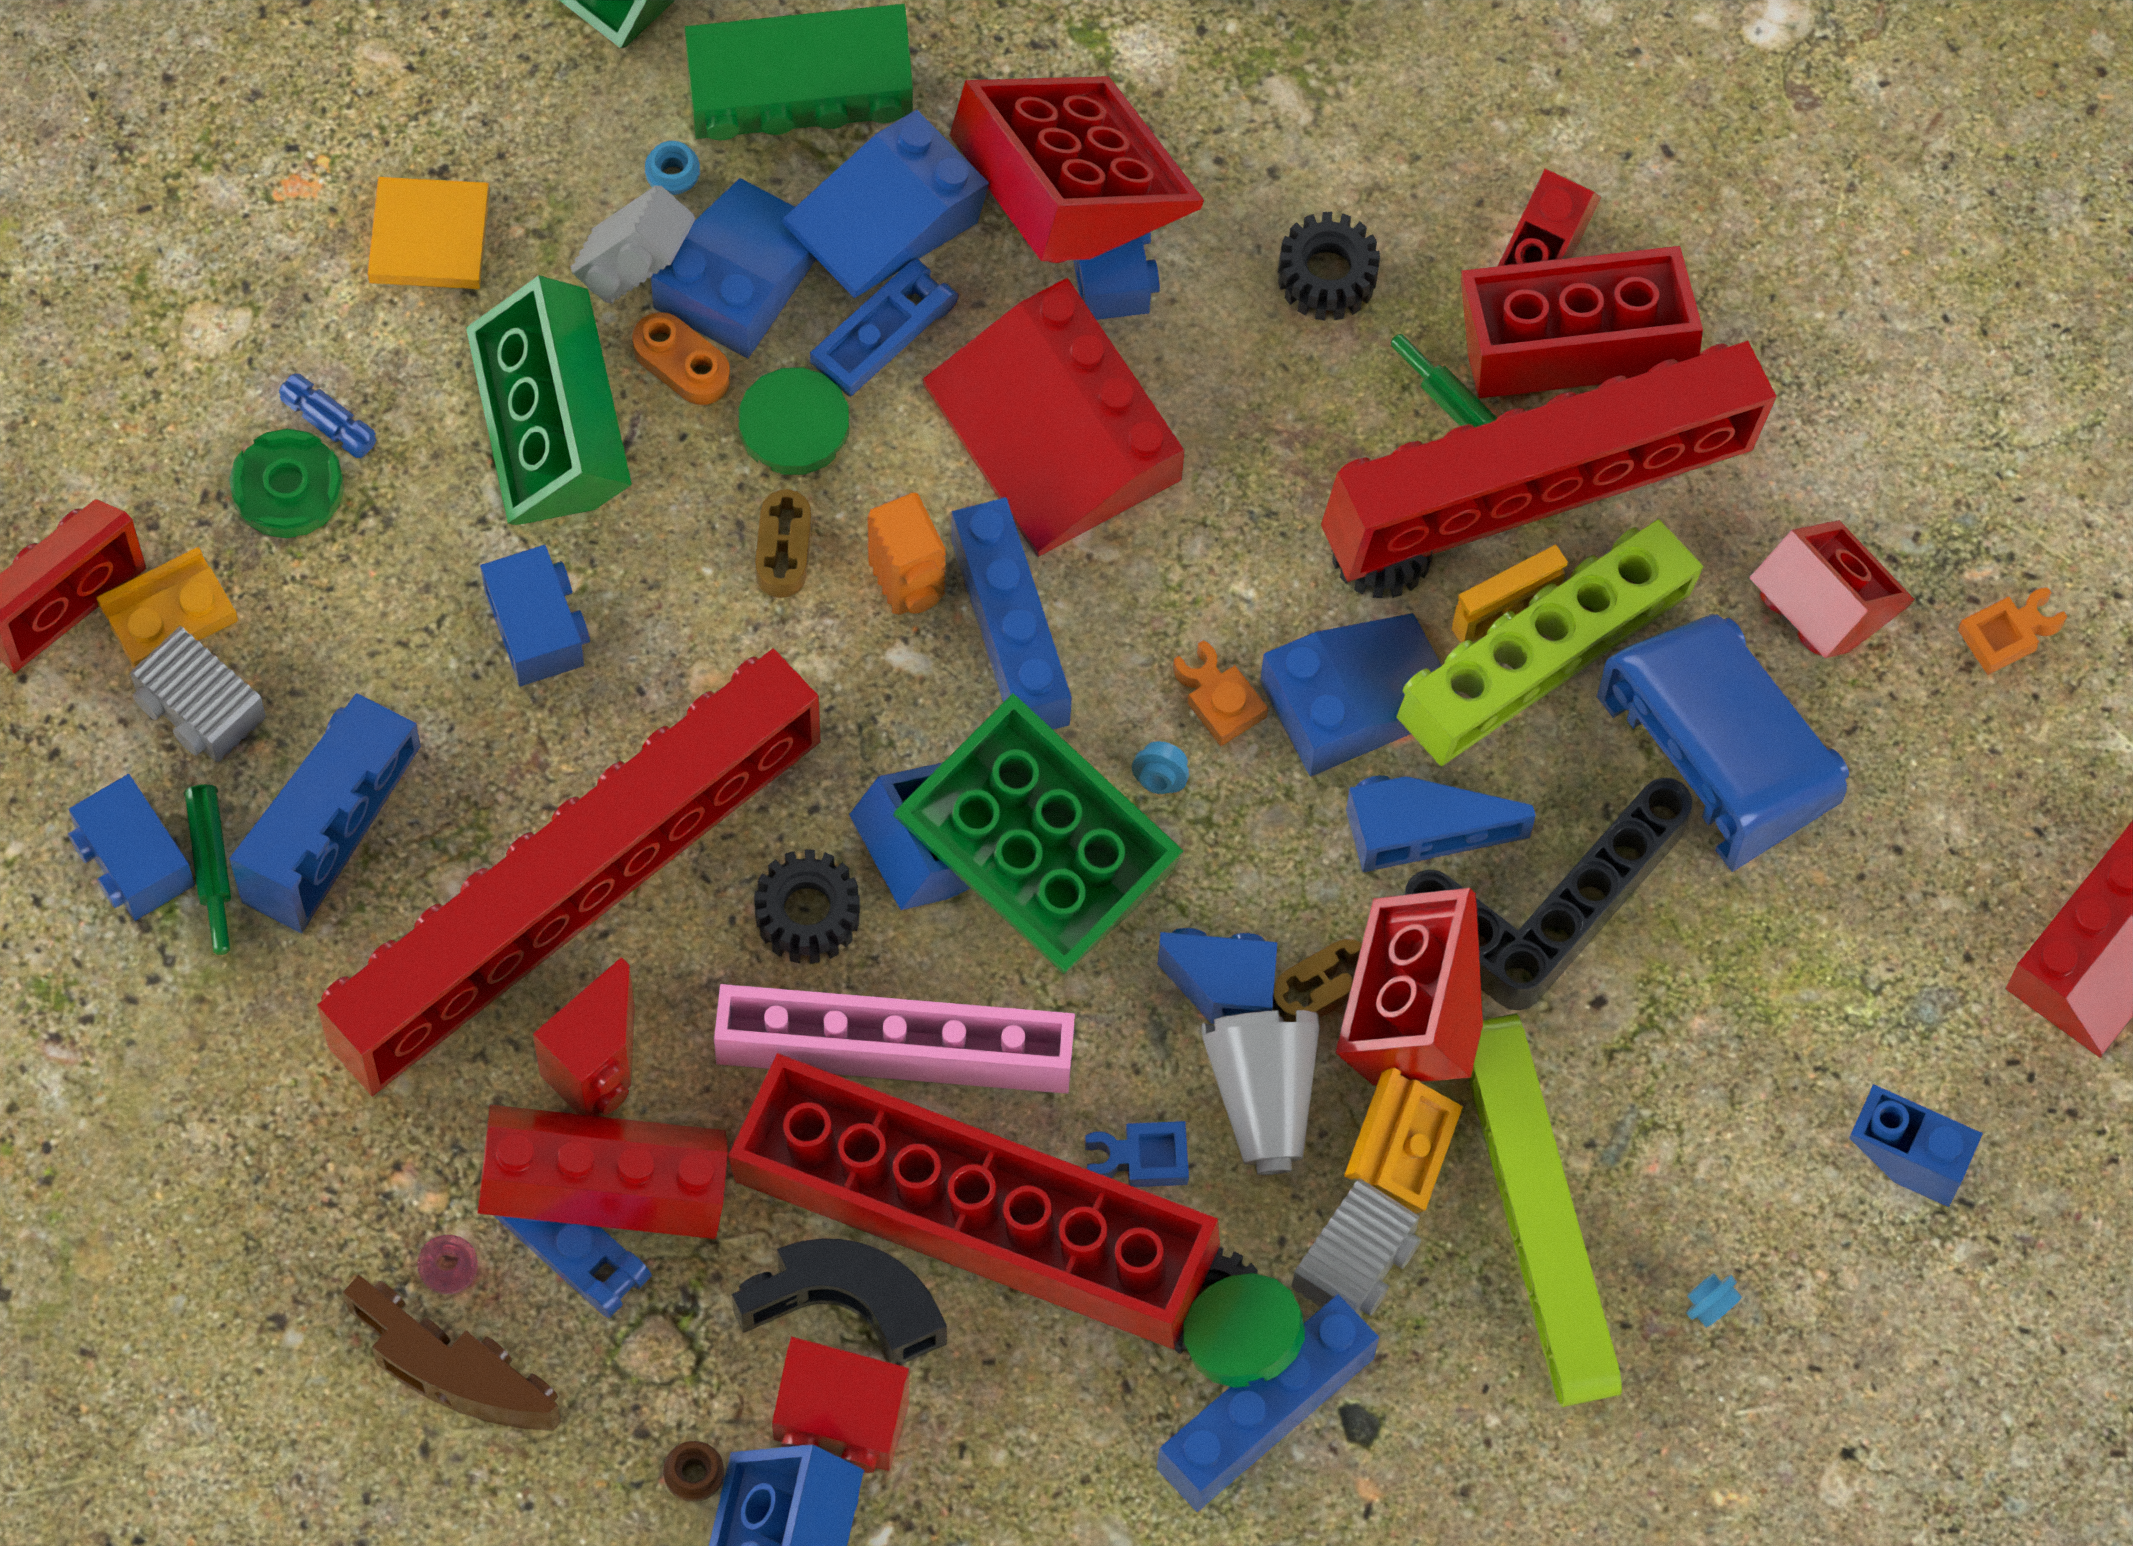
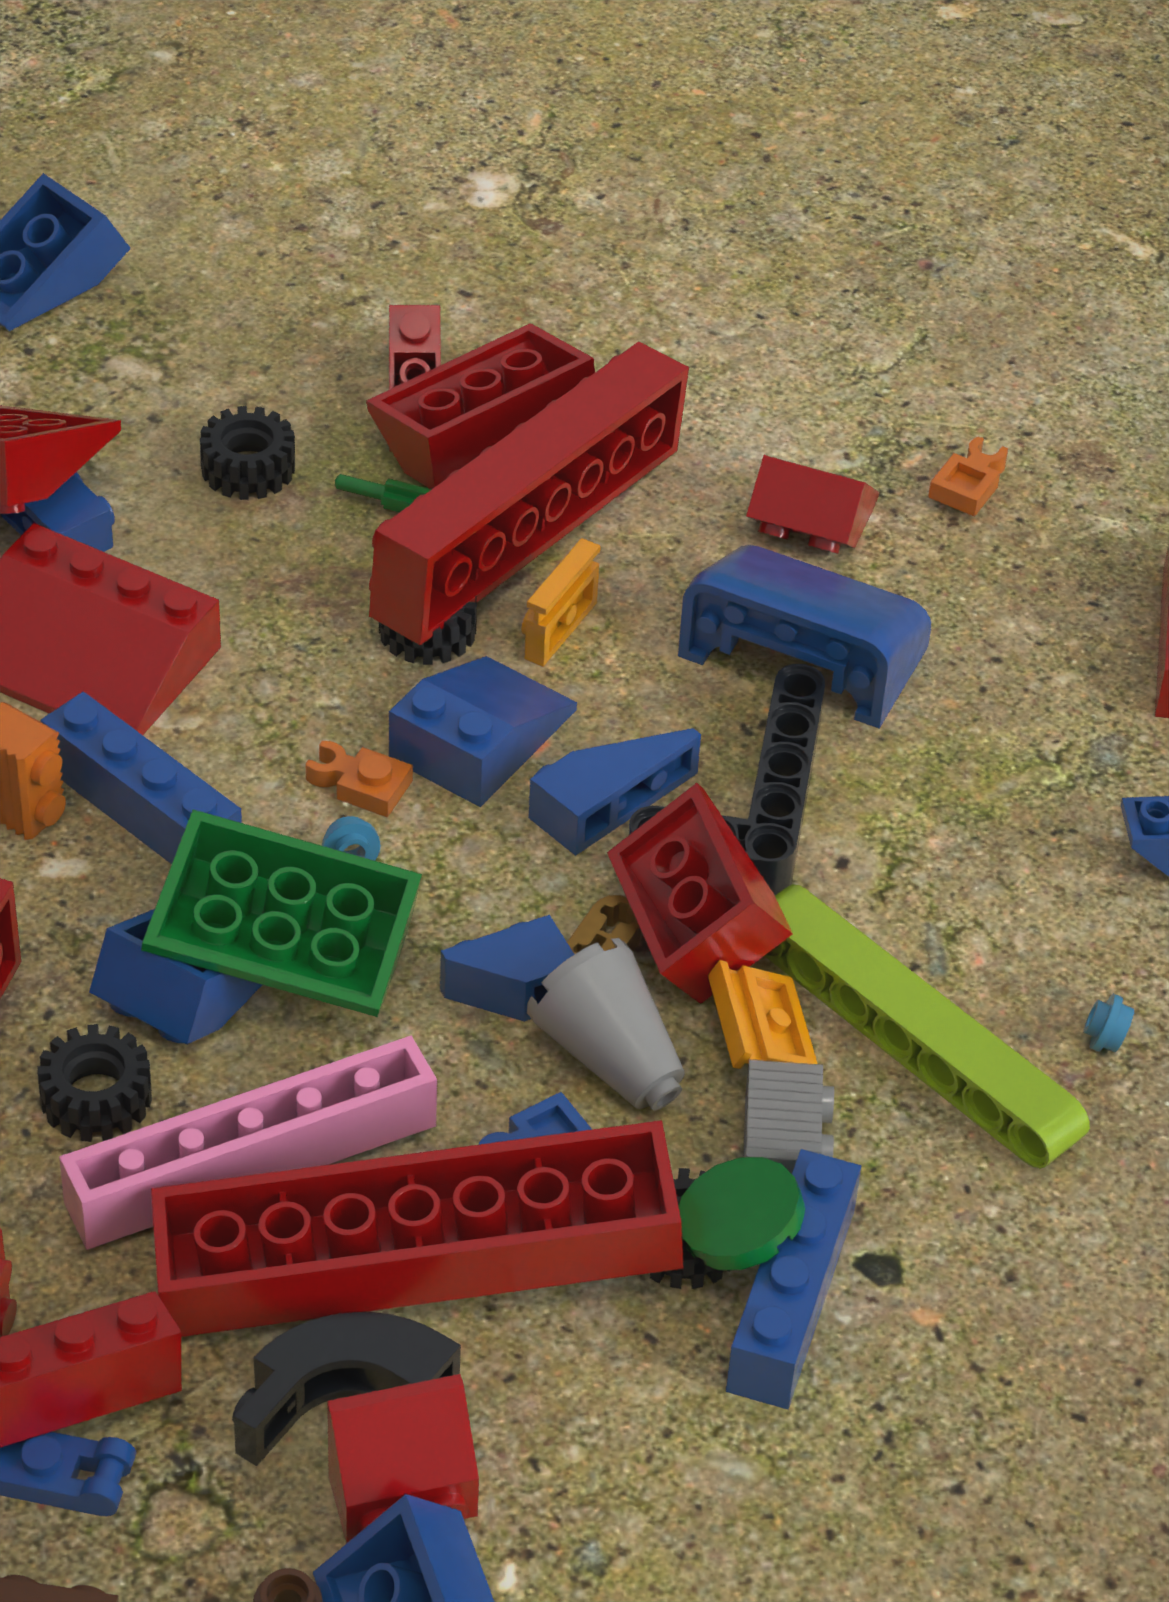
camera: 30 degrees left, 20 degrees down
(1451, 724) = (617, 617): lime brick -> none

